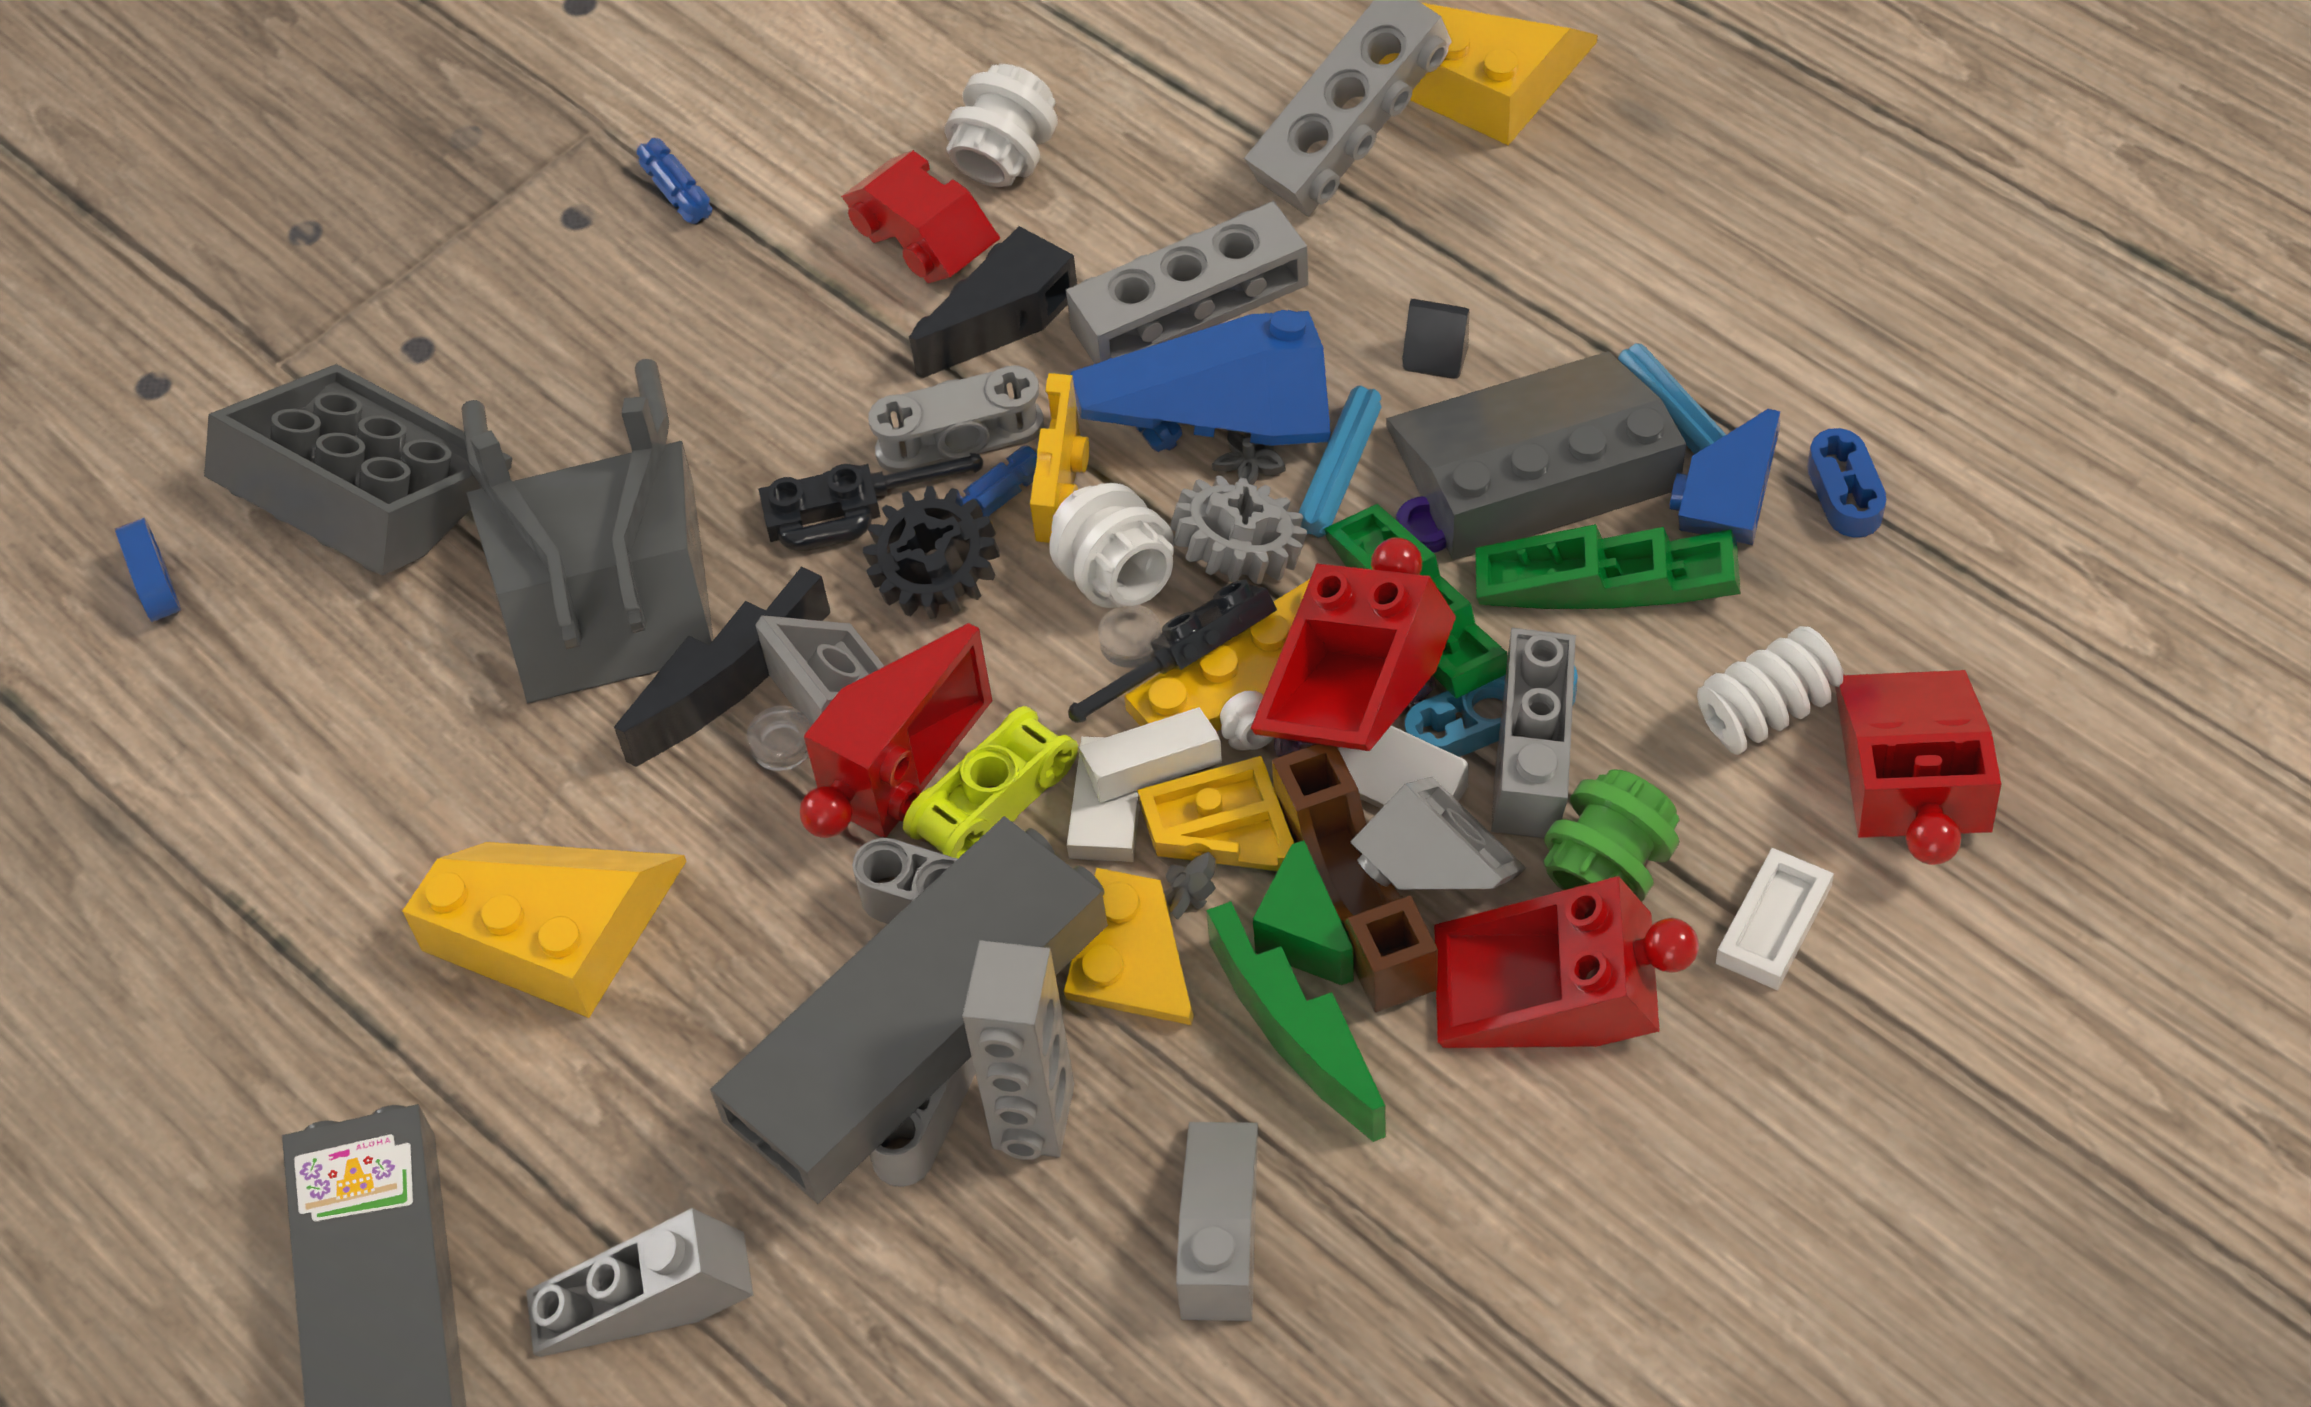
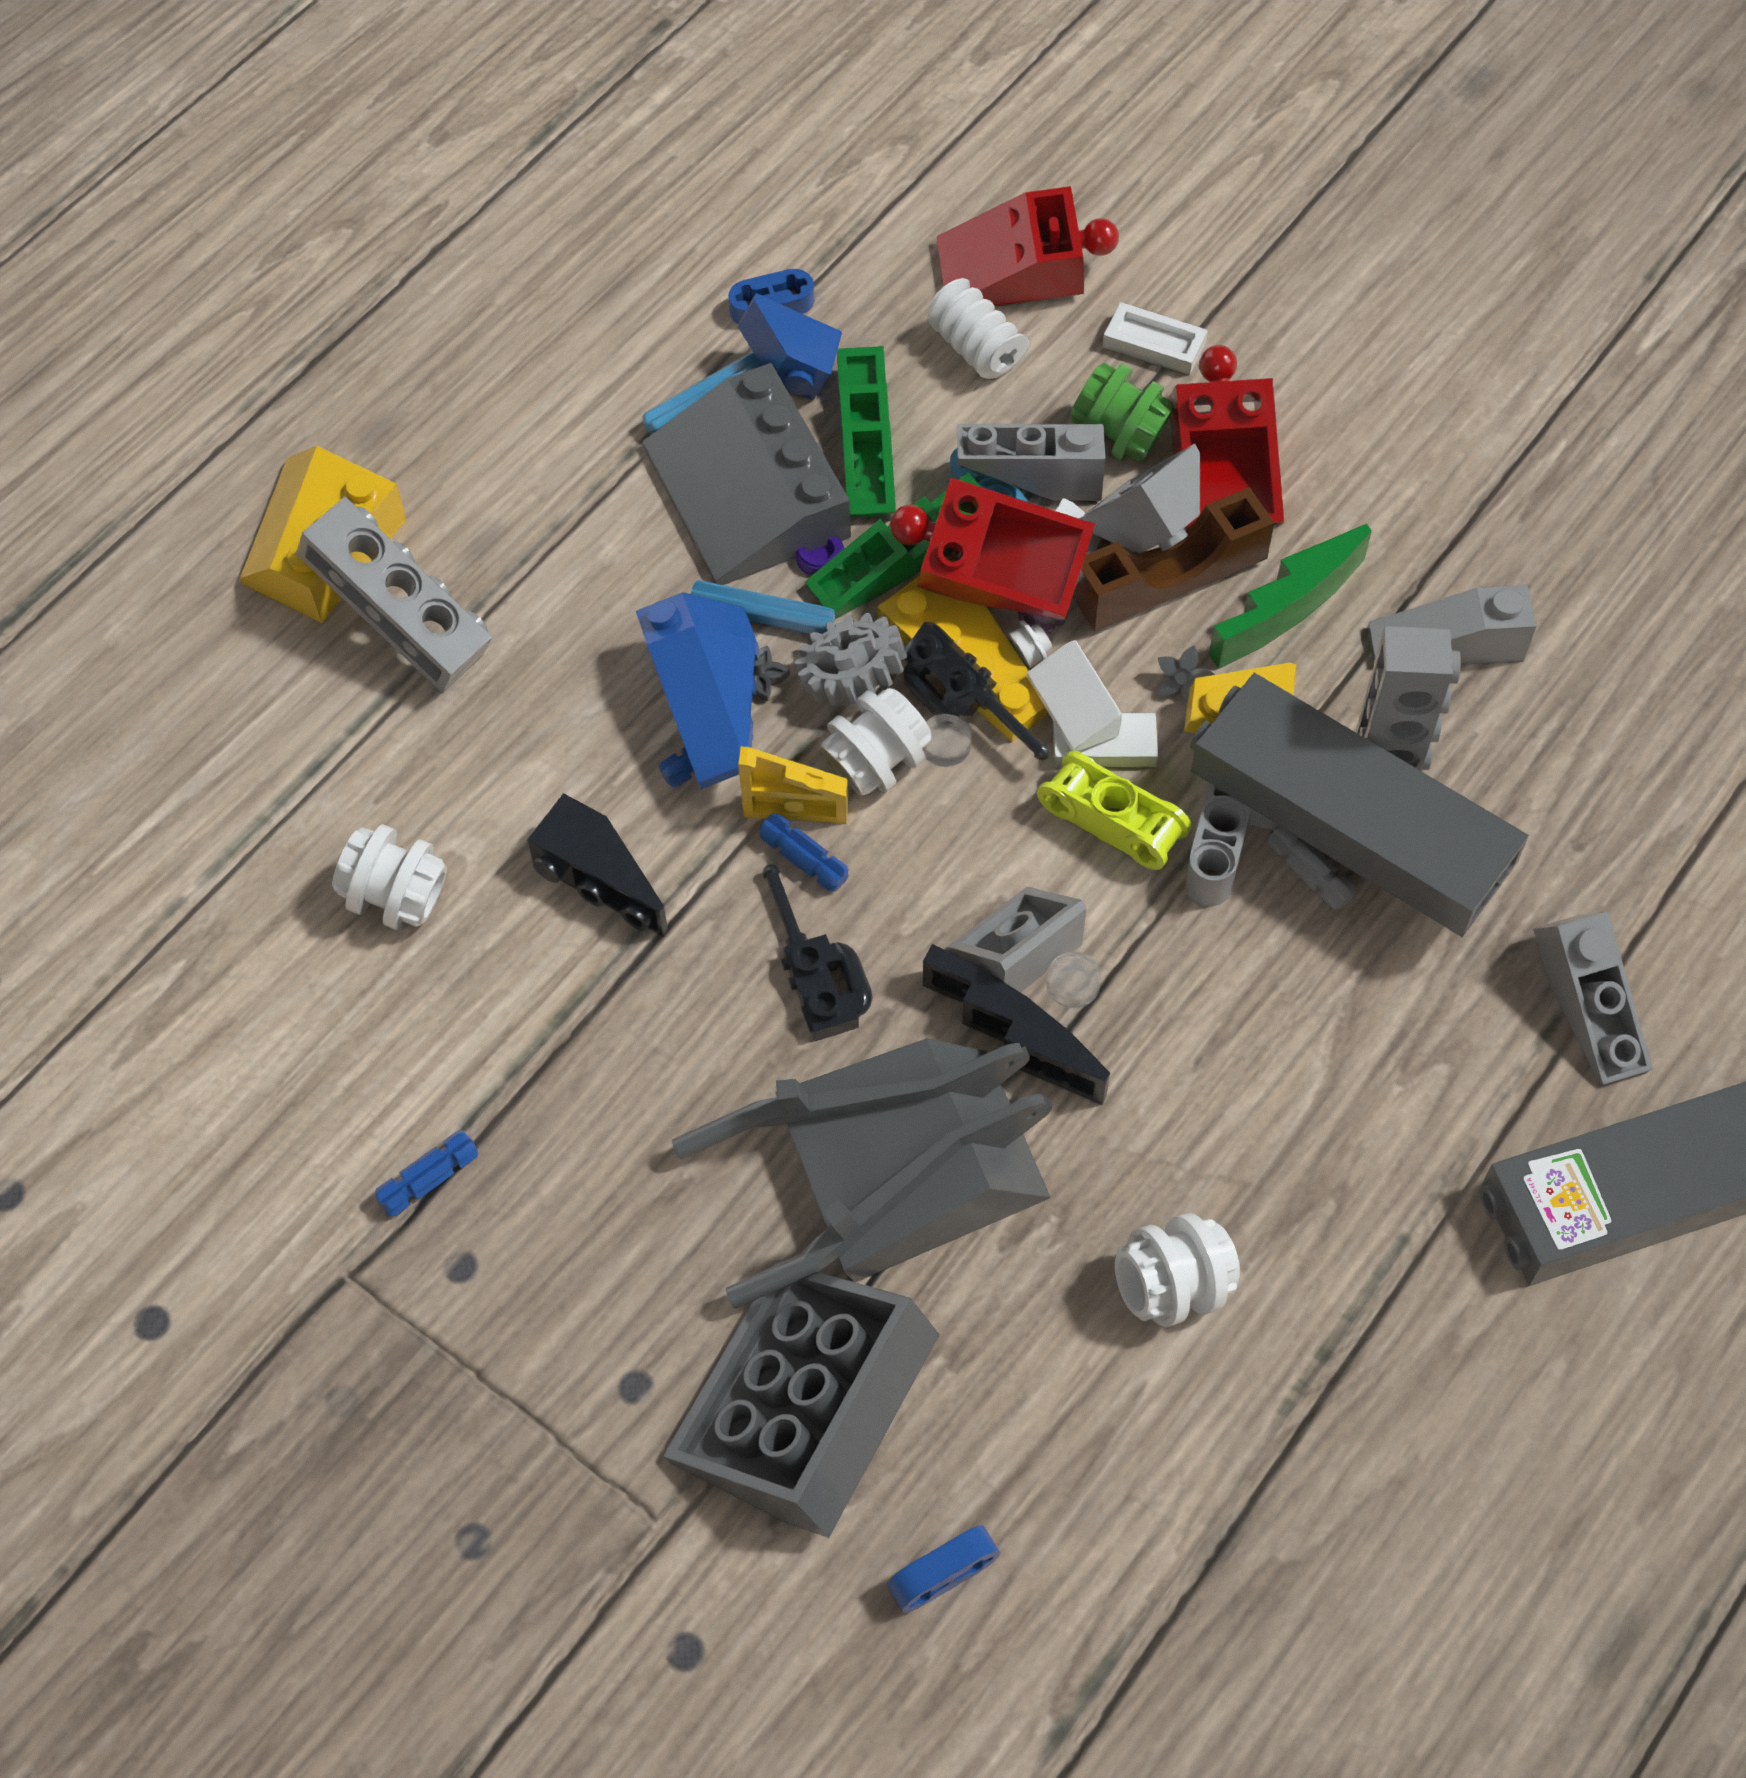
camera: 100 degrees left, 5 degrees up
(386, 783) = (1177, 1269): none -> white piece
(541, 914) = (1271, 1122): yellow wedge -> none
(893, 734) = (1095, 862): red slope -> none
(901, 549) = (885, 878): black gear -> none
(932, 221) = (483, 947): red brick -> none
(956, 419) = (735, 880): light grey piece -> none
(1189, 284) = (550, 661): light grey brick -> none
(1219, 812) = (1122, 653): yellow wing -> none
(1303, 920) = (1201, 595): green slope -> none
(1436, 338) = (638, 547): black slope -> none

